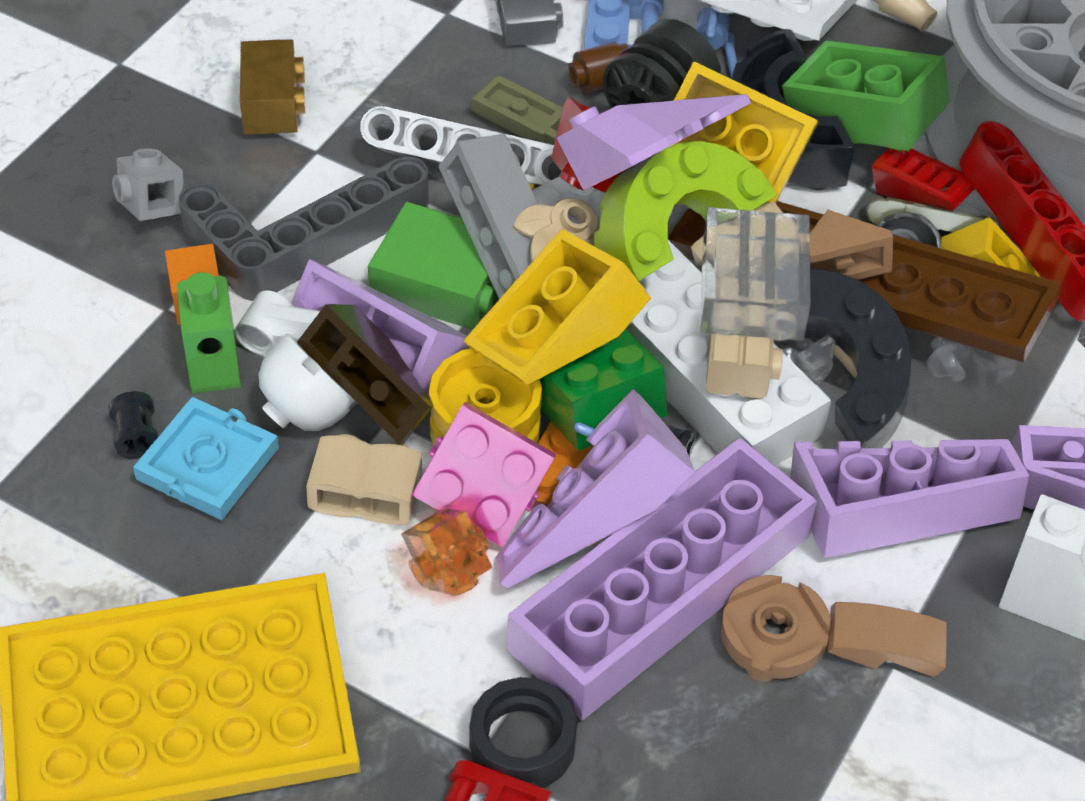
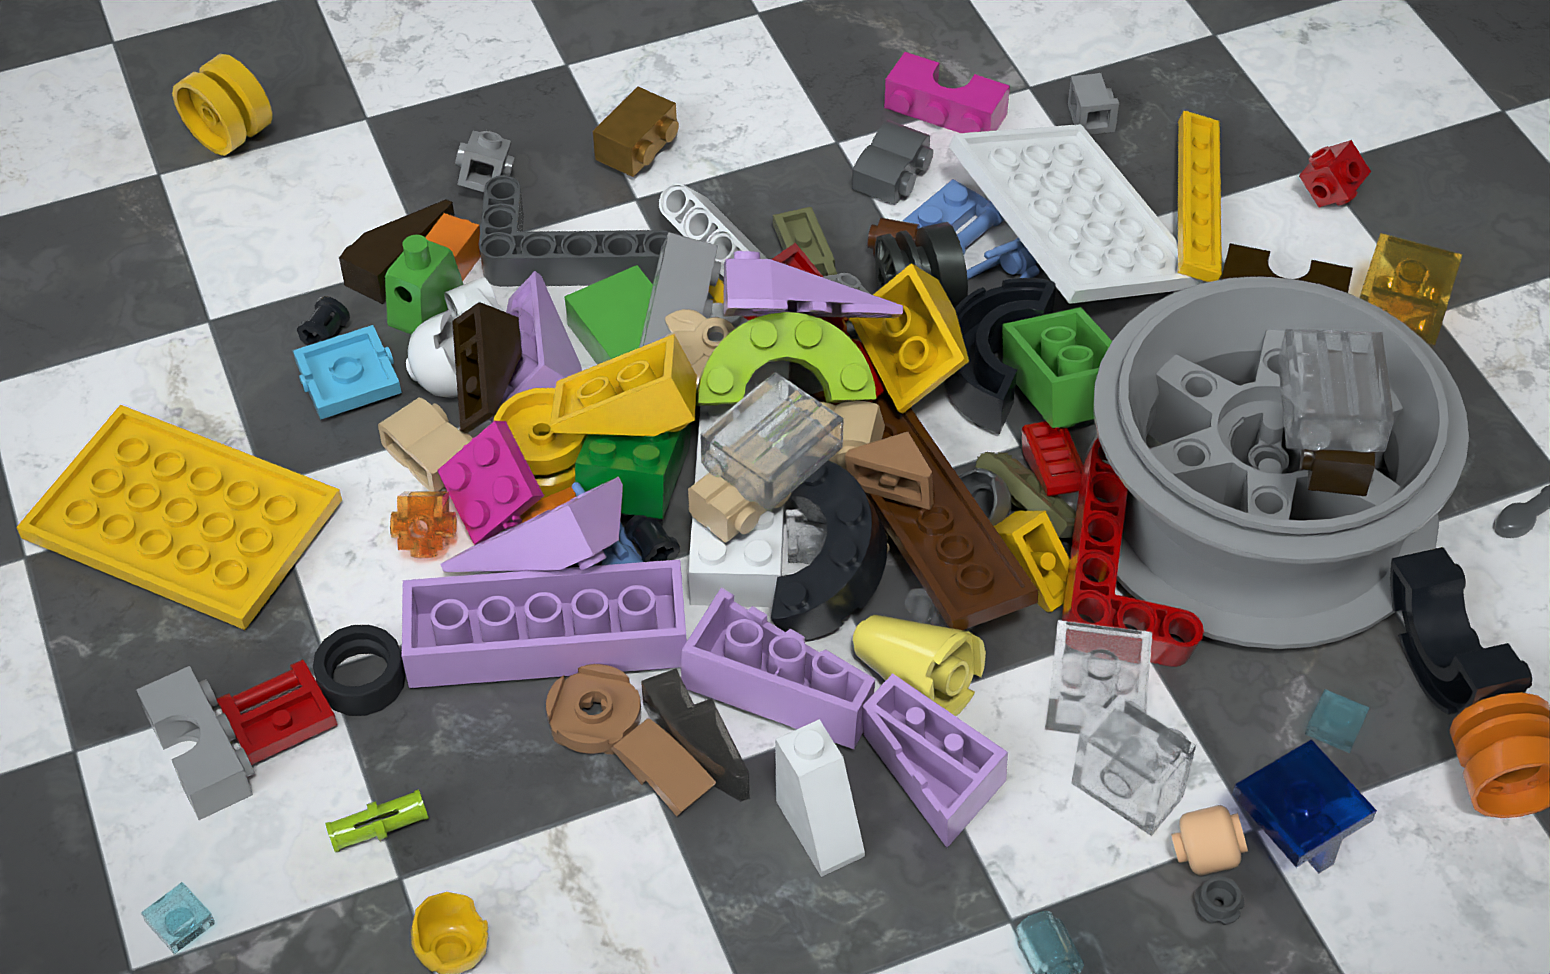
camera: 40 degrees right, 0 degrees up
(135, 320) = (375, 251): none -> dark brown slope
(893, 582) = (698, 730): none -> clear smoke slope
(997, 401) = (924, 655): none -> light yellow cone

